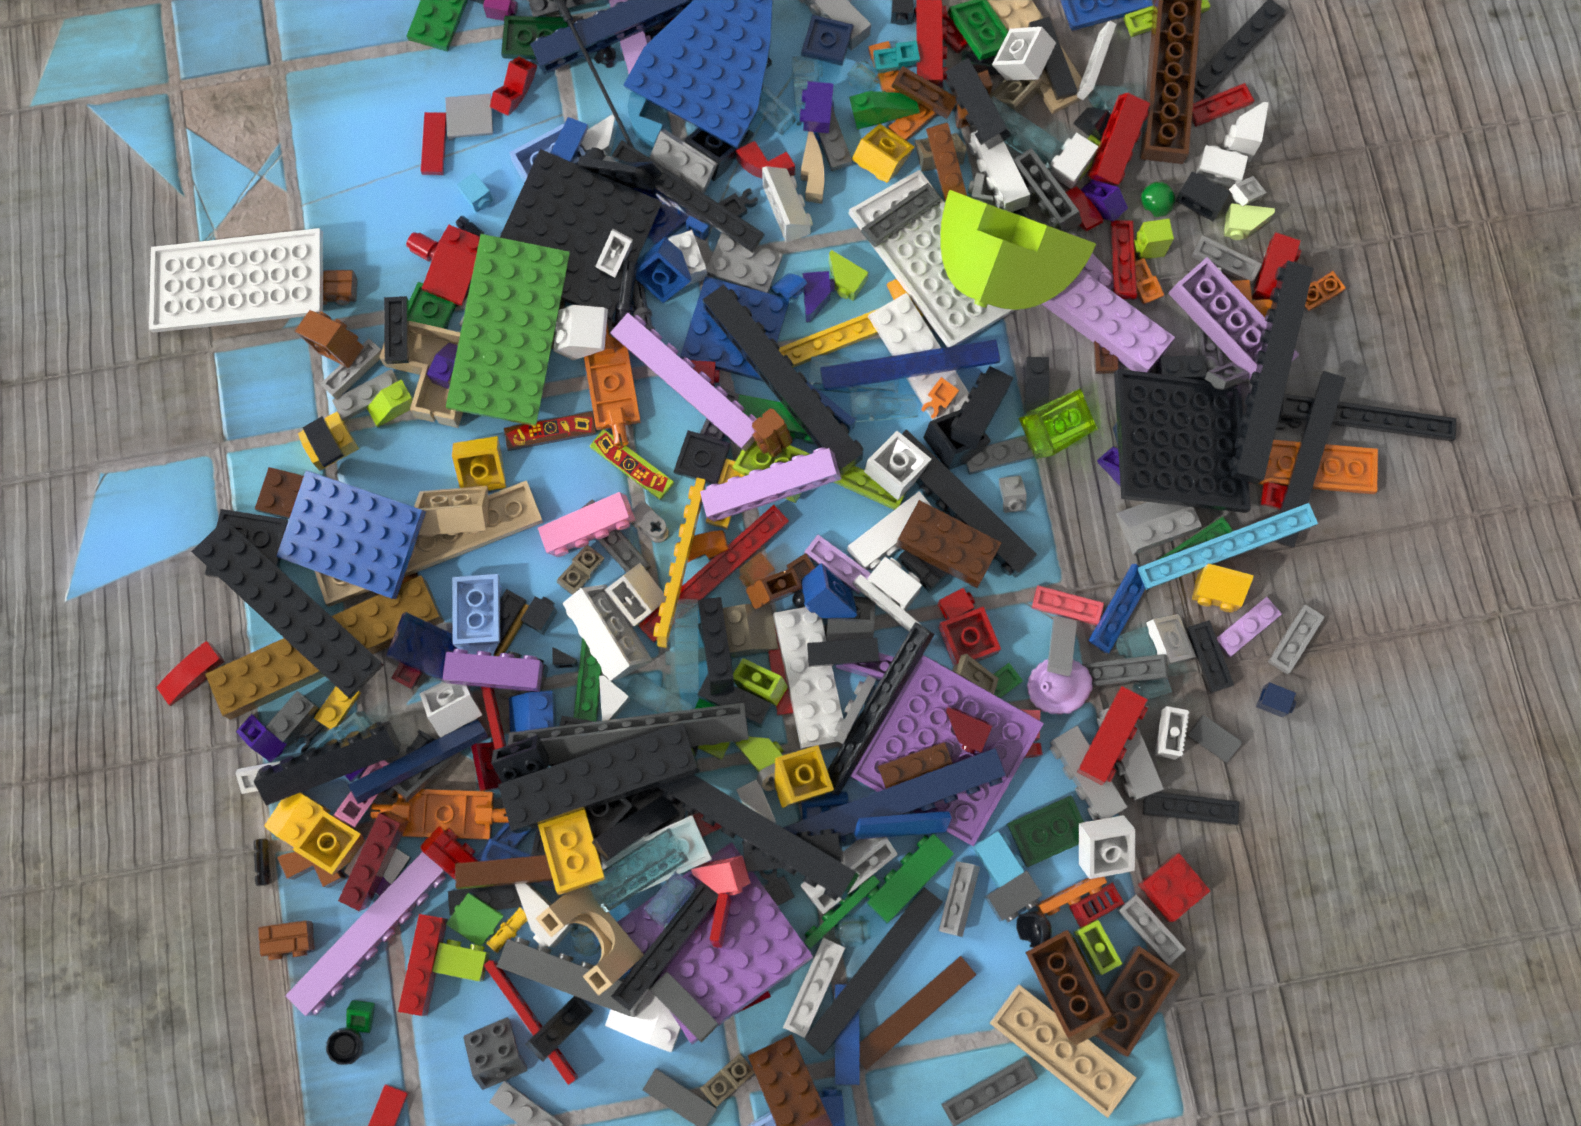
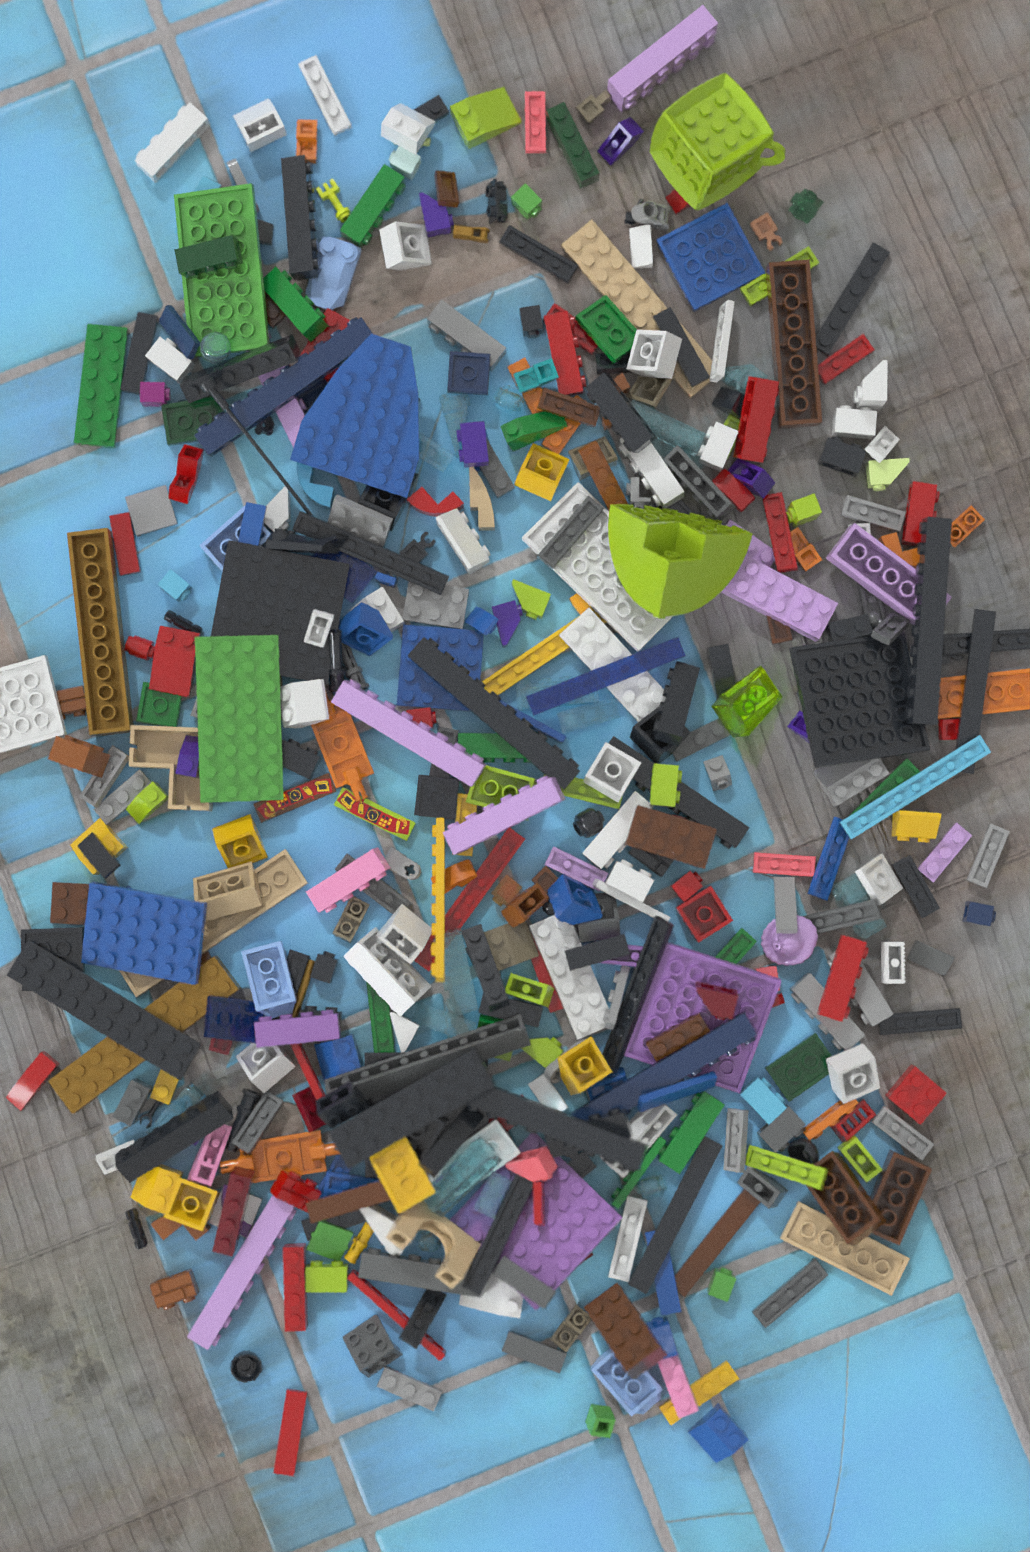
camera: 10 degrees left, 10 degrees up
(260, 738) = (106, 1125): dark purple slope -> none
(360, 1015) = (252, 1338): green slope -> none
(384, 219) = (100, 632): none -> pearl gold brick
(396, 330) = (138, 738): black plate -> none
(417, 761) = (250, 1119): dark blue tile -> none
(562, 660) = (353, 1003): black slope -> none
(563, 391) = (299, 760): none -> black brick
(771, 433) = (495, 769): dark orange brick -> none
(861, 517) = (588, 822): none -> black head
(912, 1062) = (721, 1283): none -> bright green brick
(942, 395) = (638, 698): orange plate -> none
(952, 488) = (664, 785): none -> lime brick
(976, 673) = (715, 948): dark tan plate -> none
(980, 958) = (762, 1187): none -> dark grey slope
(1011, 939) = (786, 1167): none -> lime plate
(1158, 199) = (801, 465): green hair -> none

